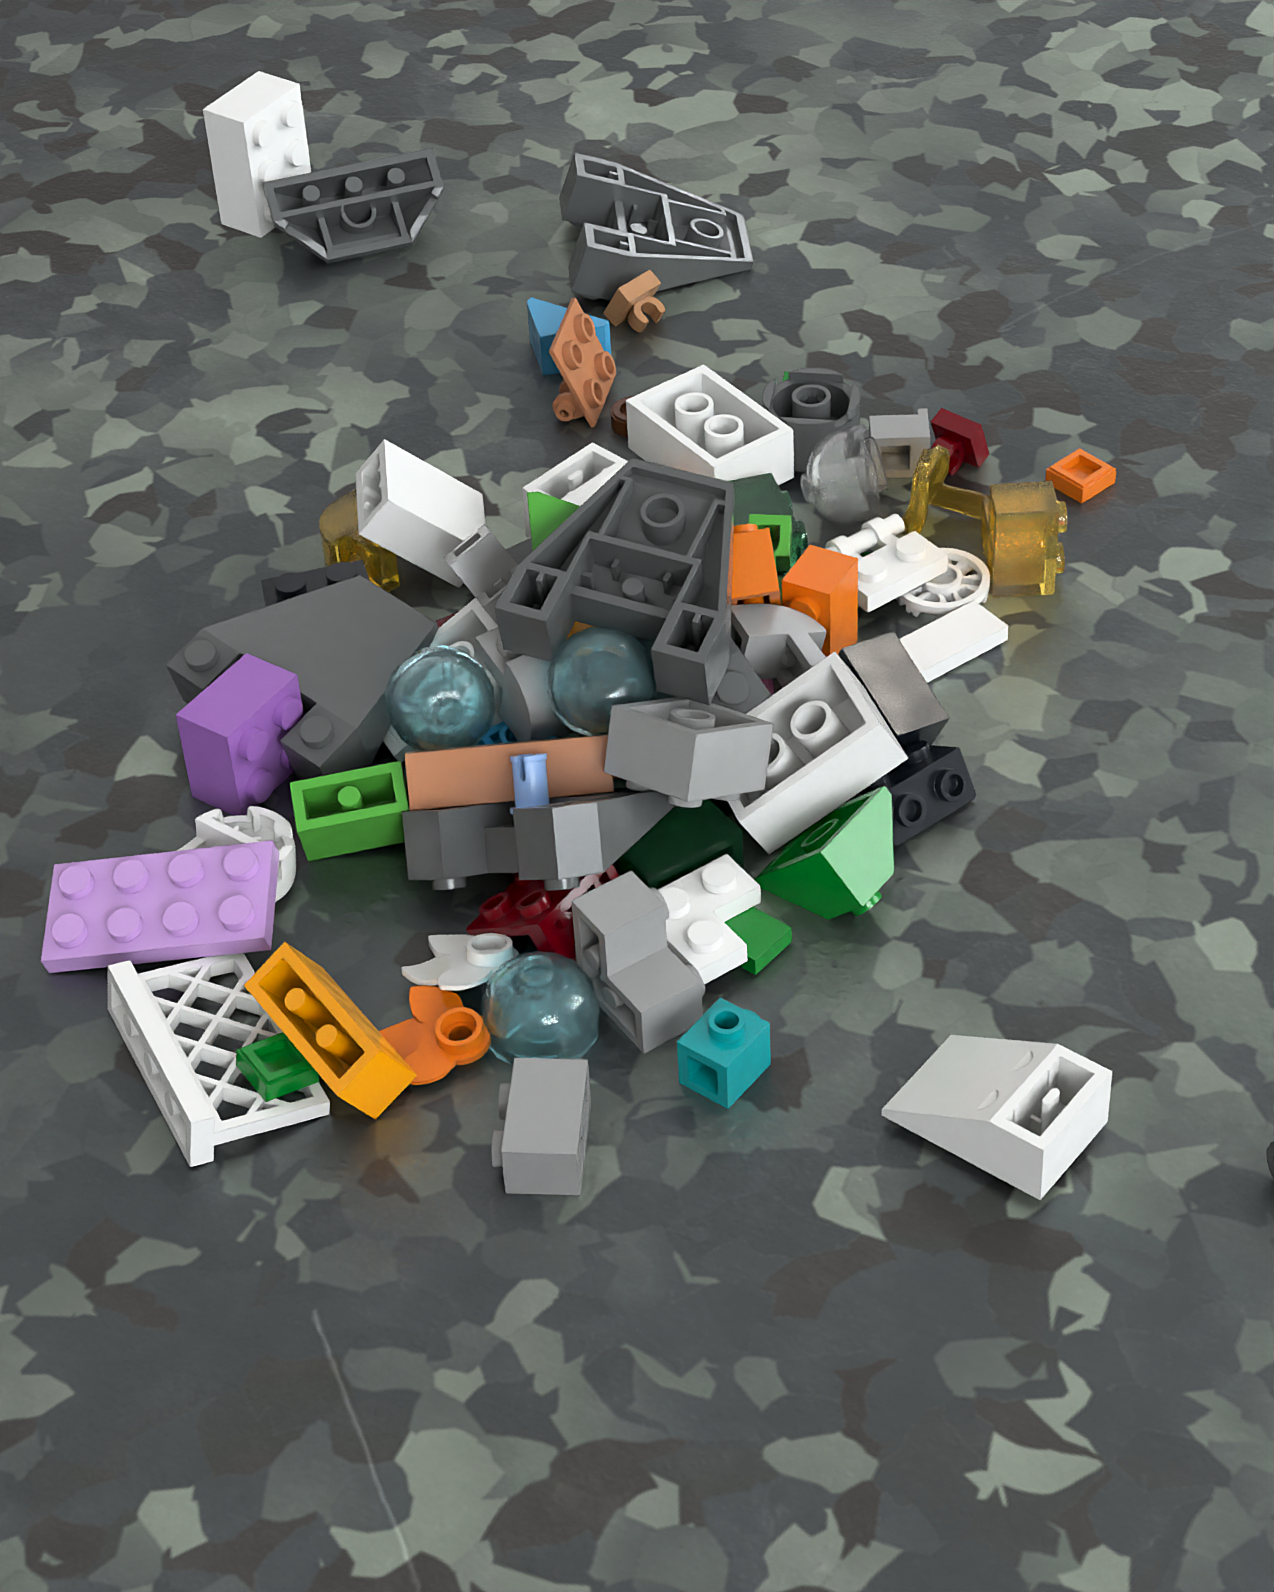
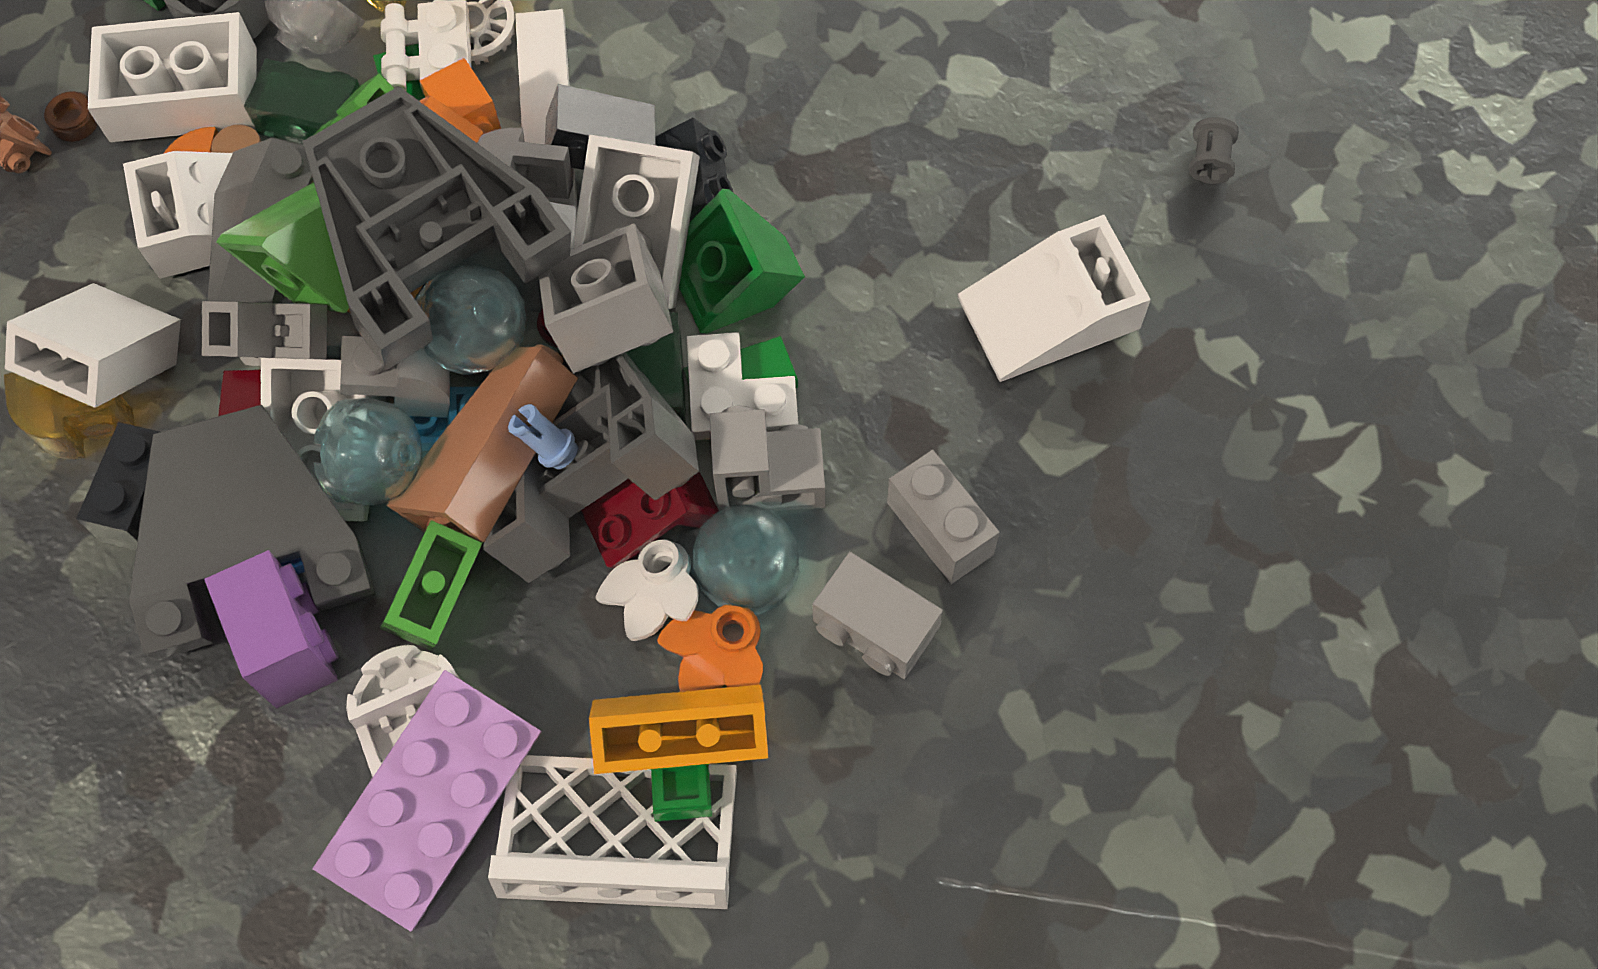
camera: 60 degrees left, 25 degrees up
(684, 1124) = (942, 516): none -> light grey brick
(724, 1052) = (879, 447): teal brick -> none

